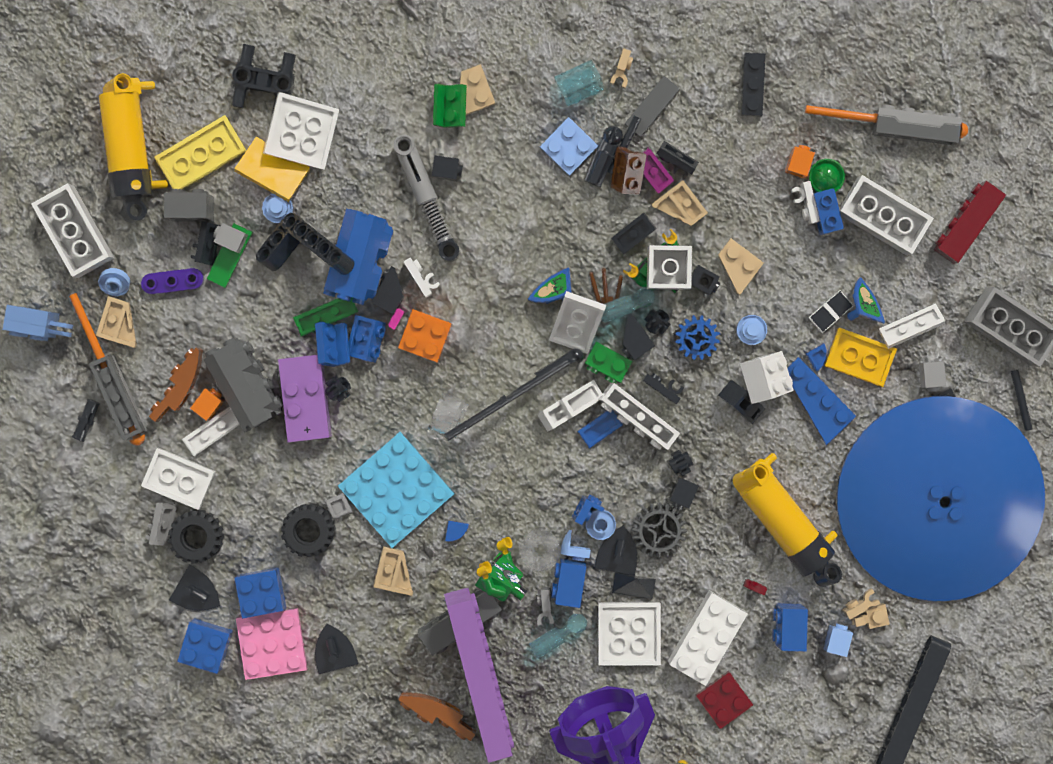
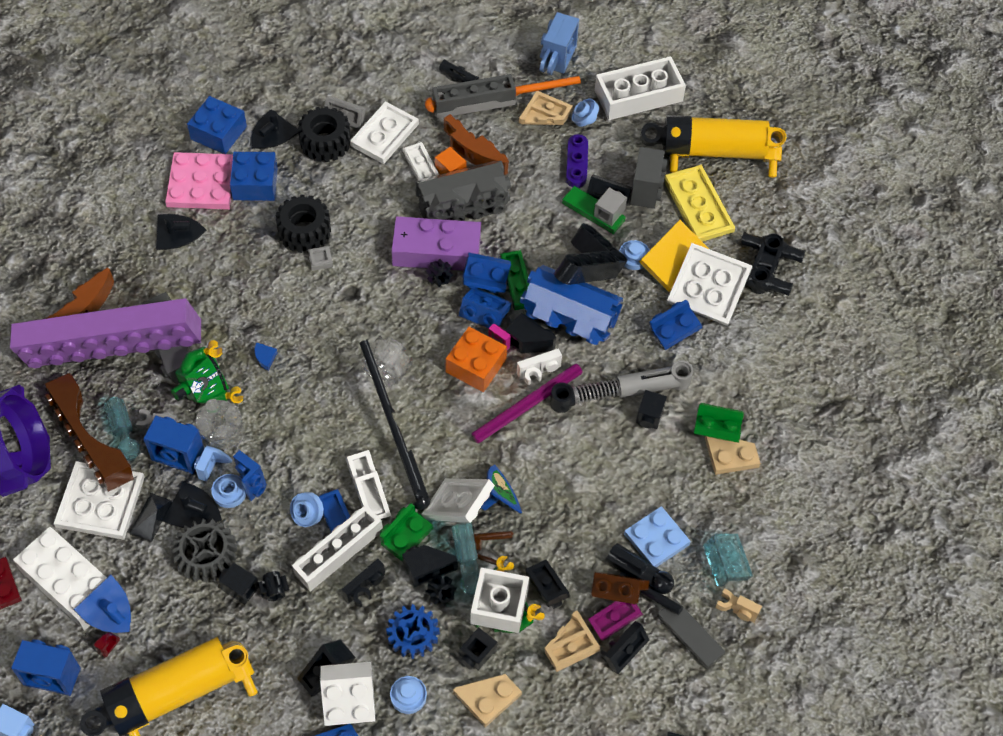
camera: 100 degrees right, 30 degrees down
(352, 158) = (675, 324): none -> blue bracket
(393, 572) = (238, 291): tan wing -> none
(396, 489) = (322, 310): medium azure plate -> none
(458, 281) = (525, 404): none -> magenta axle
(541, 691) = (108, 462): none -> reddish brown arch
(605, 452) = (306, 509): none -> light blue plate
(730, 594) = (106, 607): none -> blue shield

